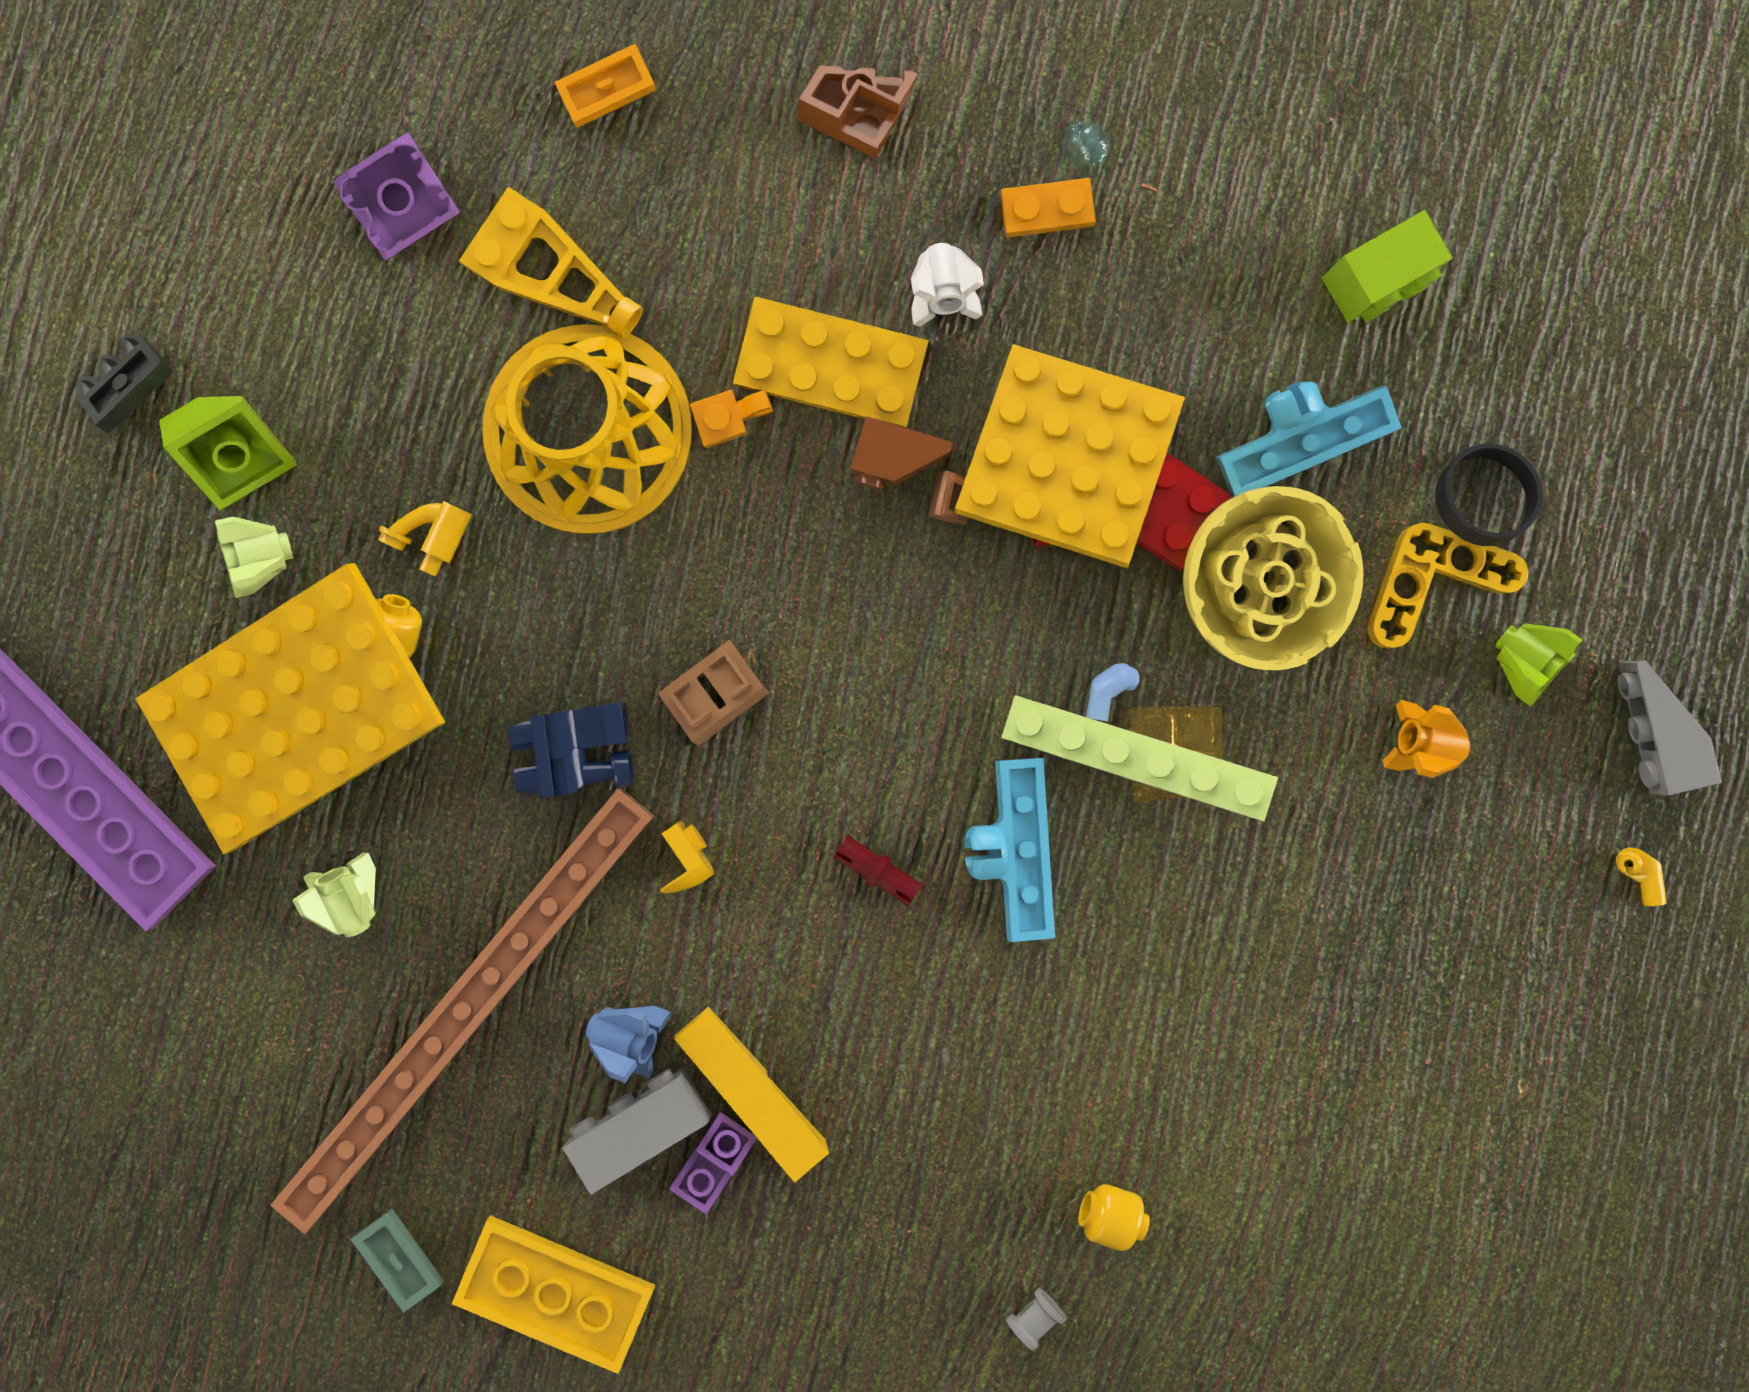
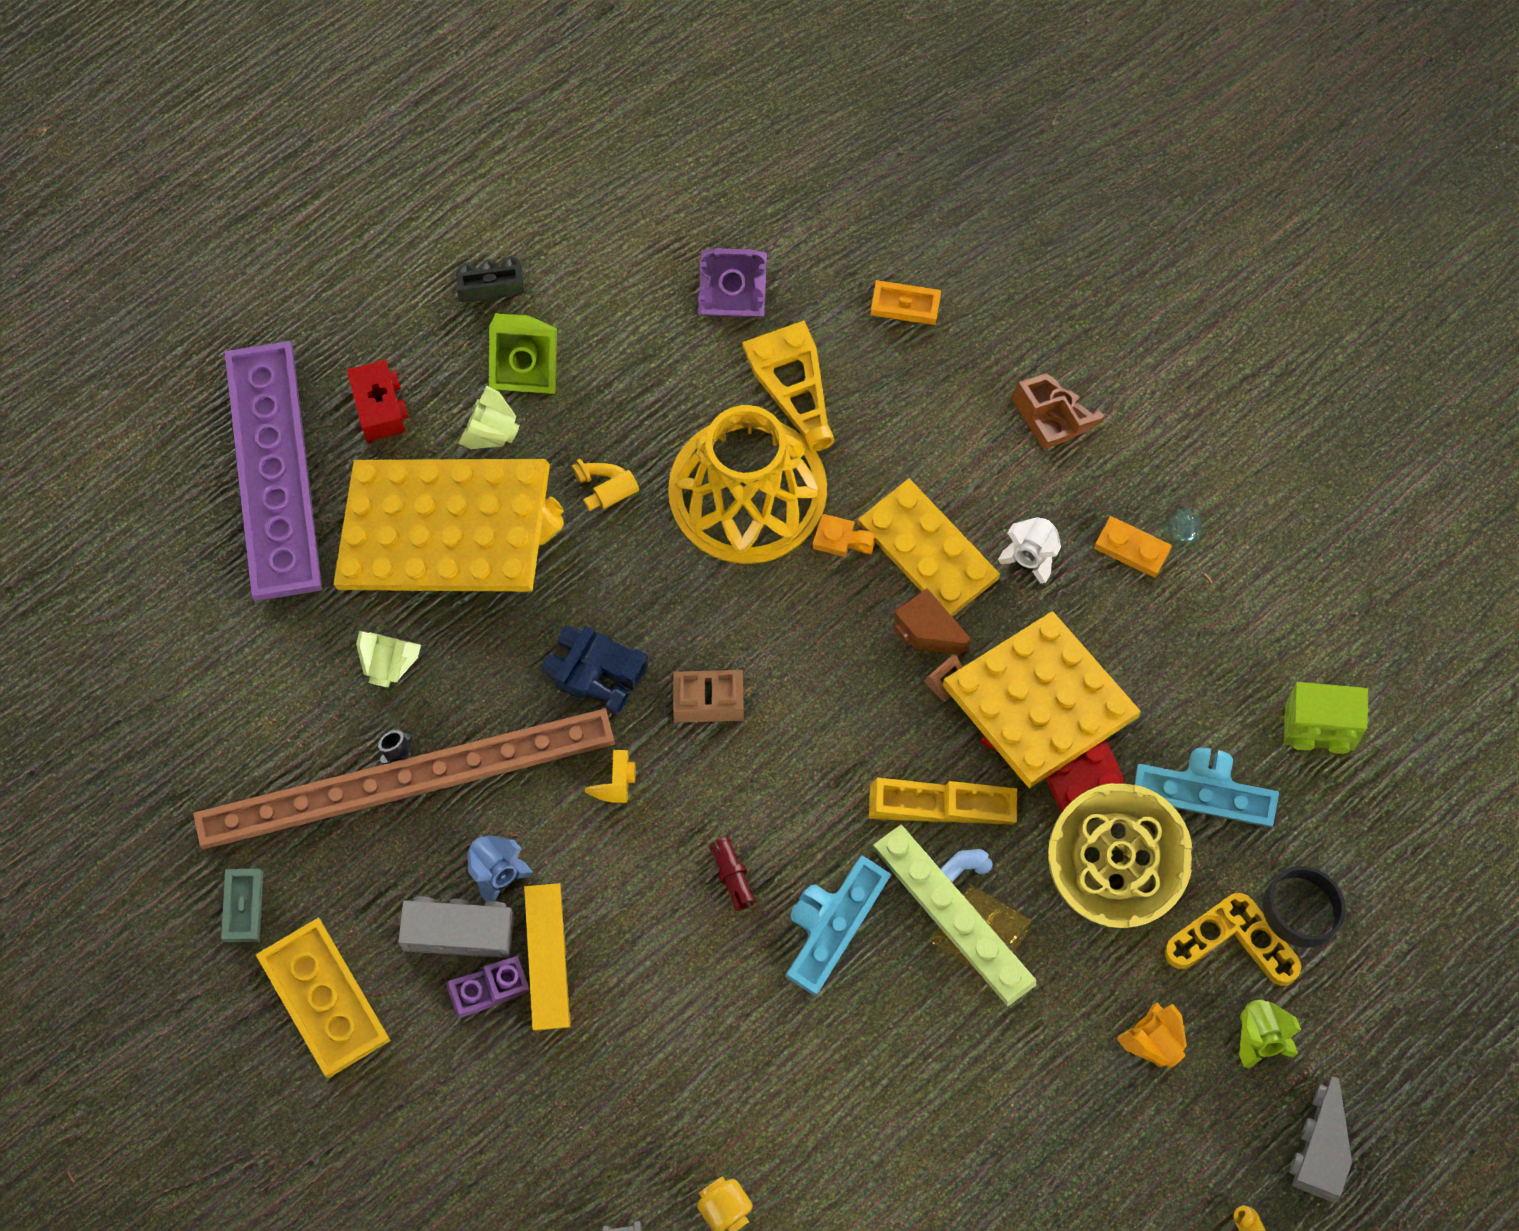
camera: 40 degrees right, 20 degrees down
(83, 604) = (382, 417): none -> red brick
(426, 984) = (395, 746): none -> black plate
(1040, 639) = (942, 803): none -> yellow slope

